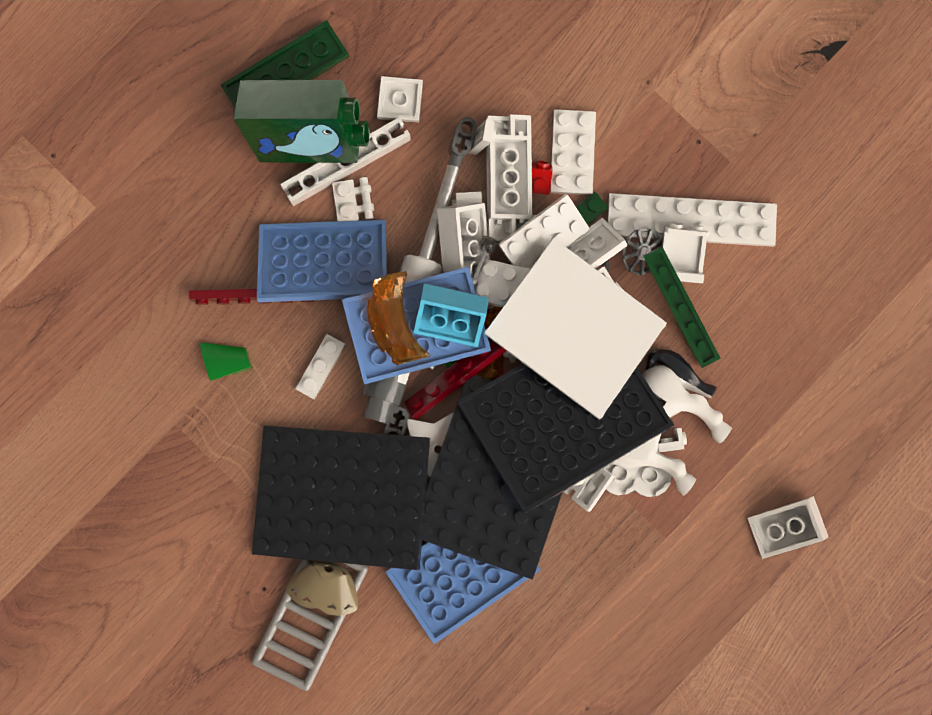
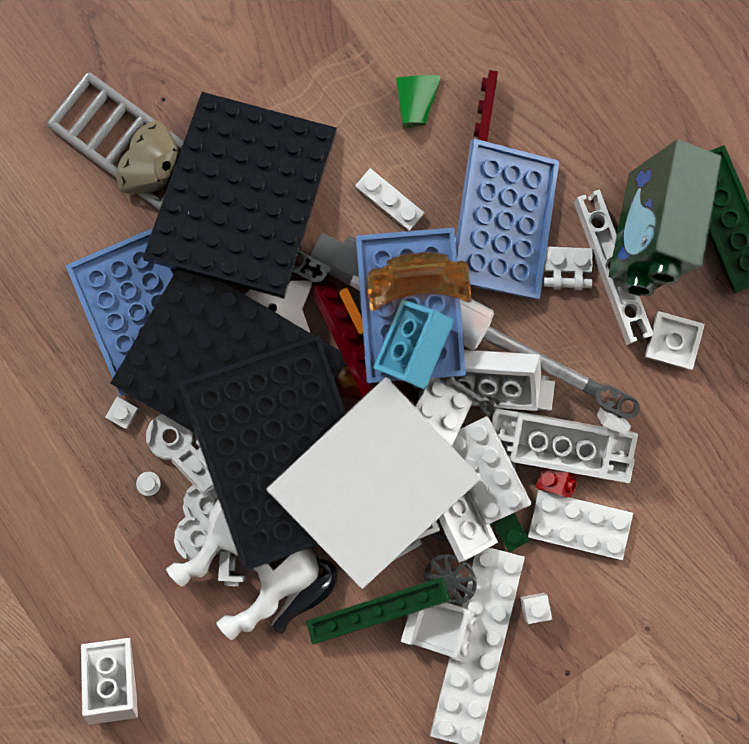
camera: 105 degrees right, 0 degrees up
(428, 377) = (352, 310): none -> orange tile
(554, 566) = (122, 412): none -> white plate
(579, 522) = (156, 440): none -> white tile
(612, 529) = (148, 483): none -> white plate
(651, 176) = (536, 608): none -> white brick

